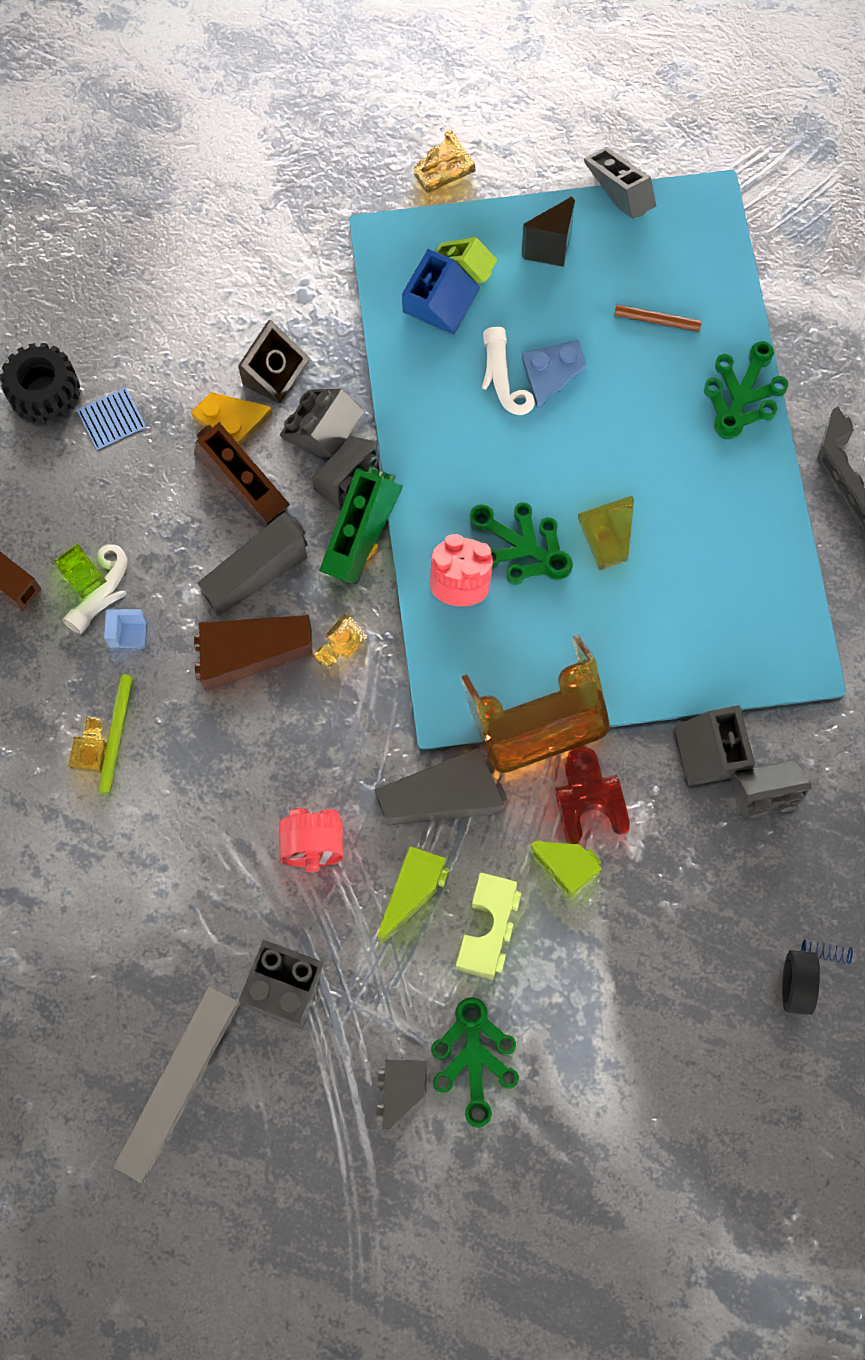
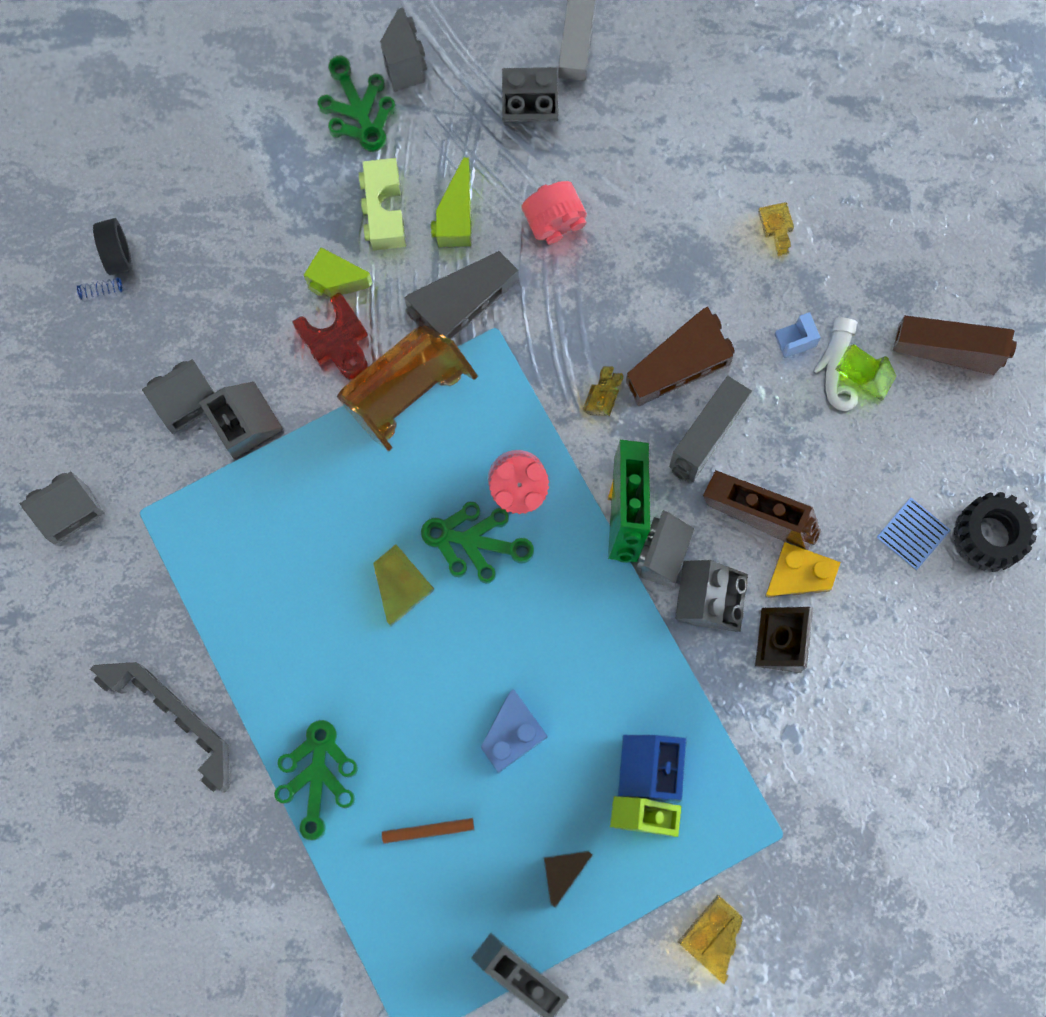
camera: 160 degrees right, 5 degrees up
(114, 734) = (762, 248): lime bar -> none
(496, 368) = (565, 710): white plant -> none

